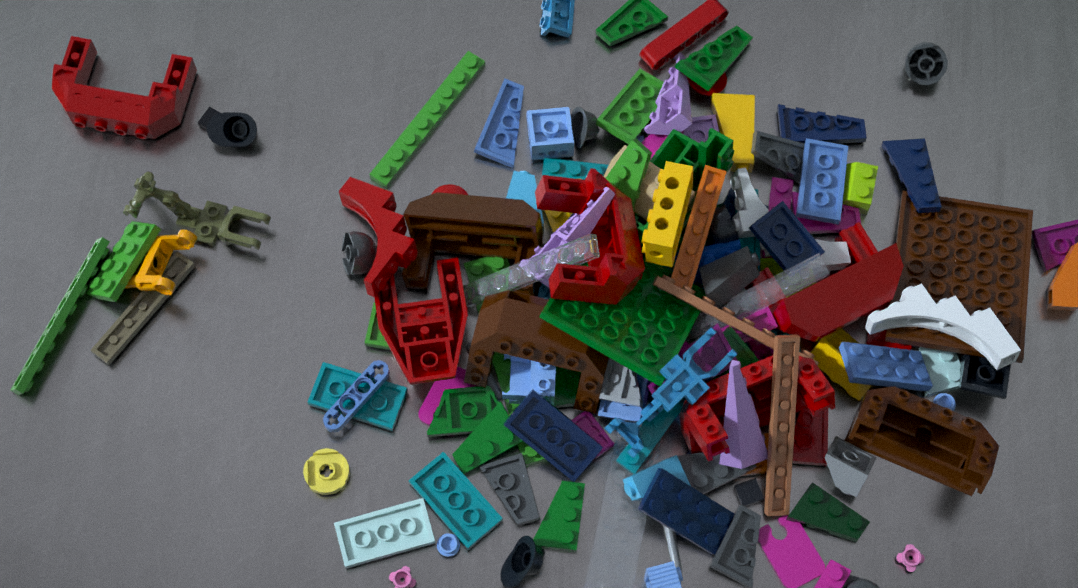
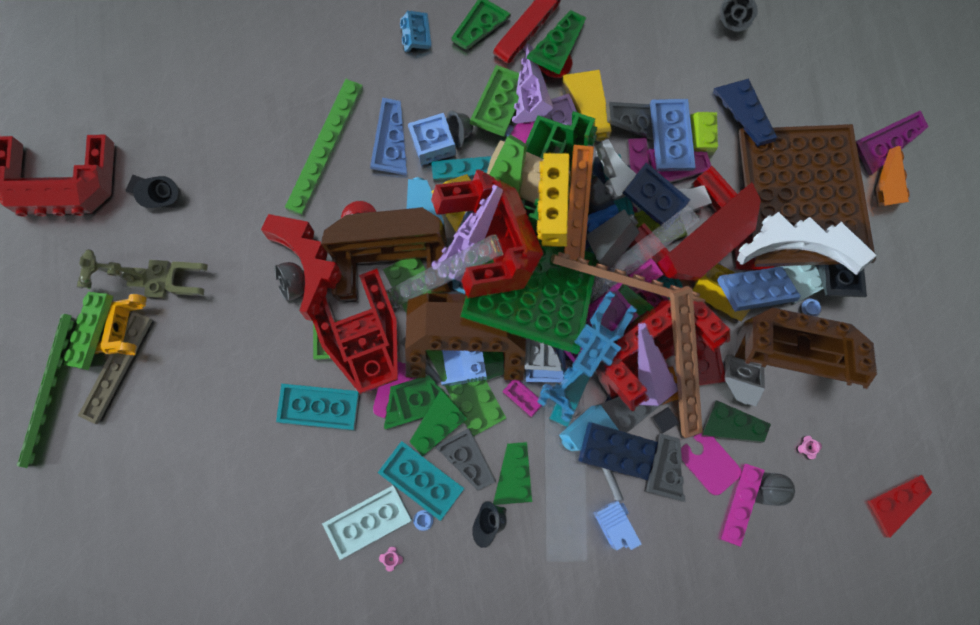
camera: 10 degrees left, 10 degrees up
(317, 463) = (297, 472): light yellow plate -> none
(359, 398) = (314, 407): medium blue beam -> none
(553, 435) = (492, 409): dark blue plate -> none
(801, 124) = (646, 87): dark blue wing -> none

